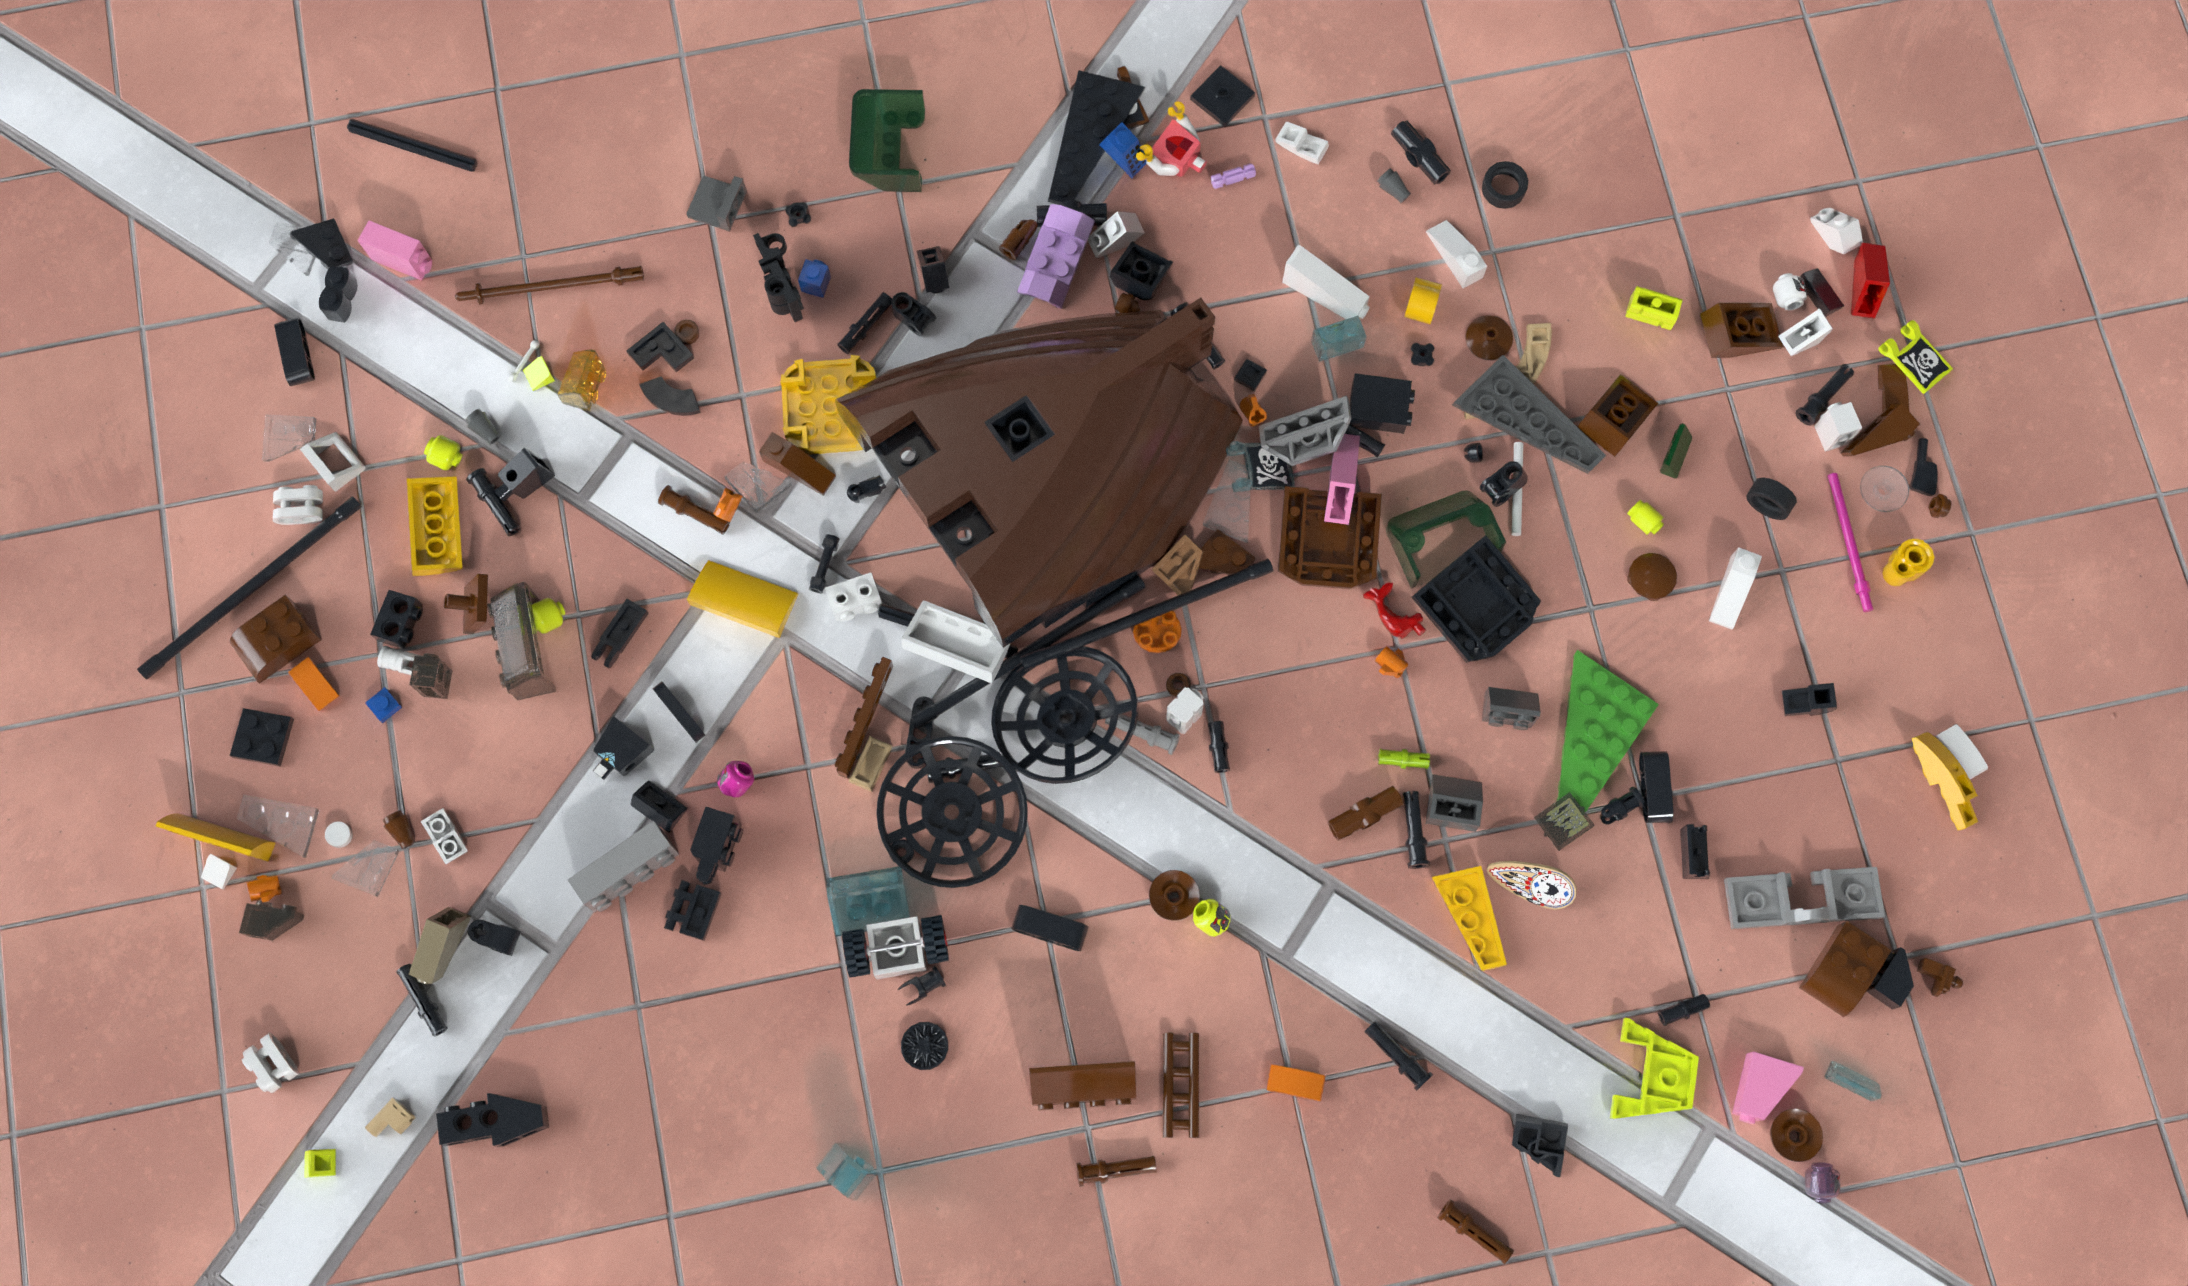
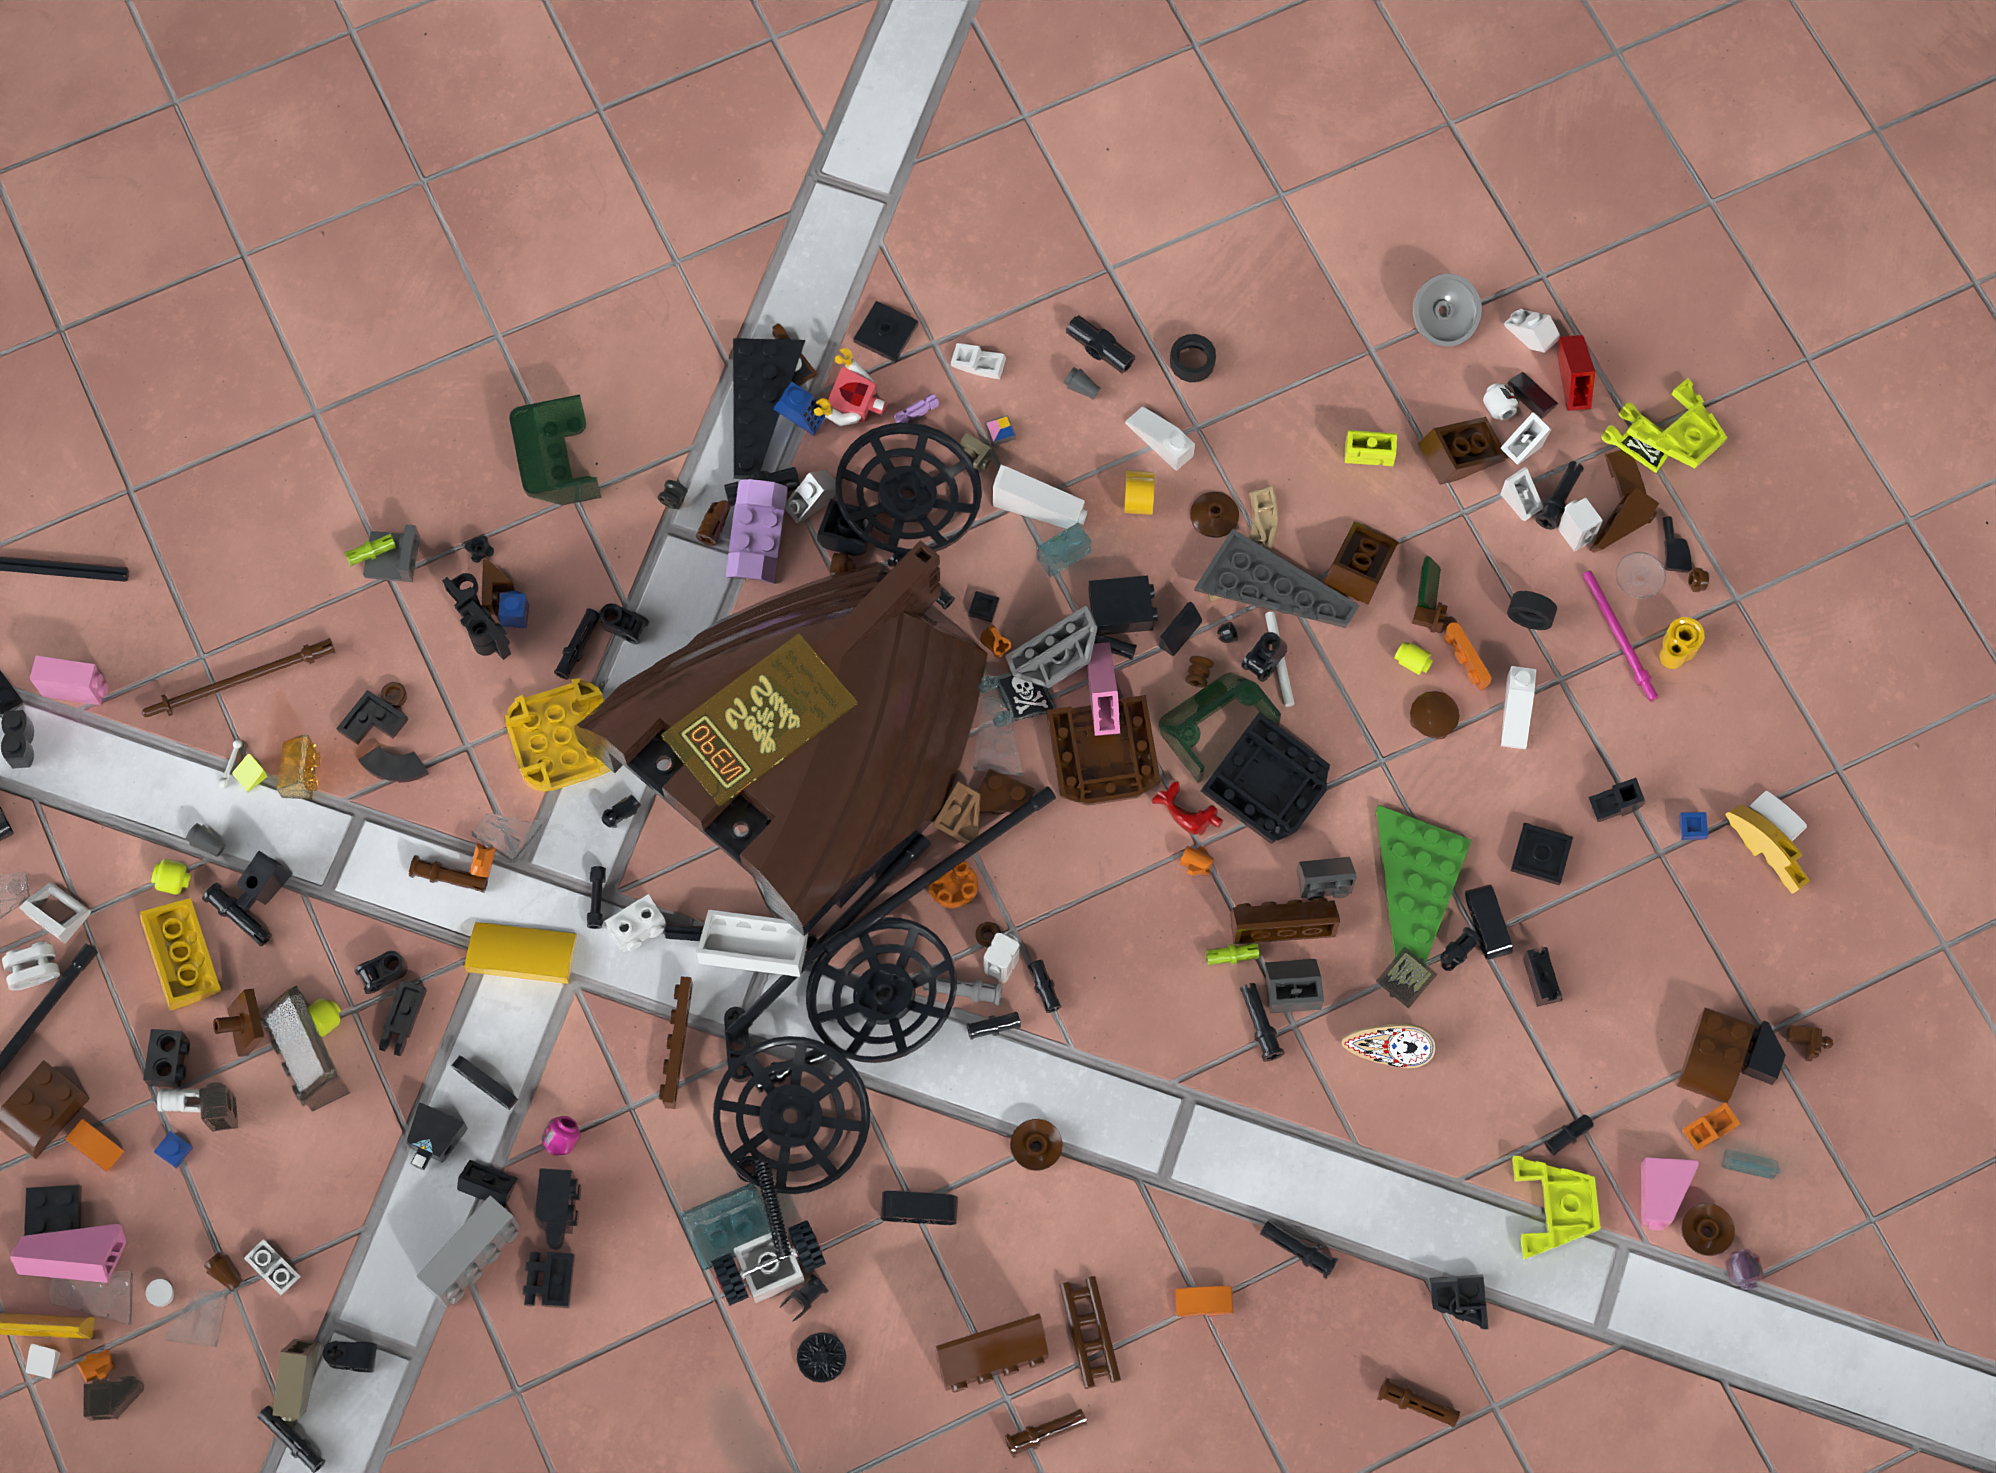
camera: 15 degrees left, 5 degrees down
(267, 779) = (71, 1254): none -> bright pink slope
(606, 586) = (379, 971): none -> black piece
(697, 192) = (370, 550): none -> lime pin
(796, 464) = (542, 803): reddish brown slope -> none
(801, 248) = (492, 583): none -> reddish brown slope
(870, 764) = (695, 1088): tan tile -> none
(914, 874) = (774, 1212): none -> black piece
(933, 270) = (634, 573): black slope -> none
(987, 203) = (672, 494): none -> pearl dark grey wheel
(1005, 433) = (759, 719): none -> clear yellow piece
(1162, 772) = (993, 1025): none -> black pin
(1209, 238) = (908, 478): none -> black dish
(1211, 917) = (1079, 1157): neon yellow head -> none
(1279, 225) = (977, 451): none -> dark tan bracket
(1306, 212) = (1000, 430): none -> tile
(1365, 813) = (1207, 1017): reddish brown piece -> none
(1424, 360) = (1152, 553): black plate -> none
(1430, 439) = (1180, 629): none -> black slope
(1438, 483) = (1199, 671): none -> reddish brown bush
(1461, 740) = (1284, 921): none -> reddish brown slope
(1471, 908) = (1337, 1088): yellow wing -> none
(1674, 485) = (1432, 618): none -> reddish brown piece
(1698, 527) = (1467, 655): none -> orange plate
(1723, 734) = (1541, 854): none -> black plate
(1765, 898) = (1621, 1009): light grey plate -> none
(1772, 192) = (1460, 310): none -> light grey dish
(1788, 385) = (1522, 494): none -> white slope
(1823, 1036) = (1711, 1127): none -> orange slope
(1877, 741) = (1693, 826): none -> blue plate
(1964, 367) = (1690, 437): none -> neon yellow wing

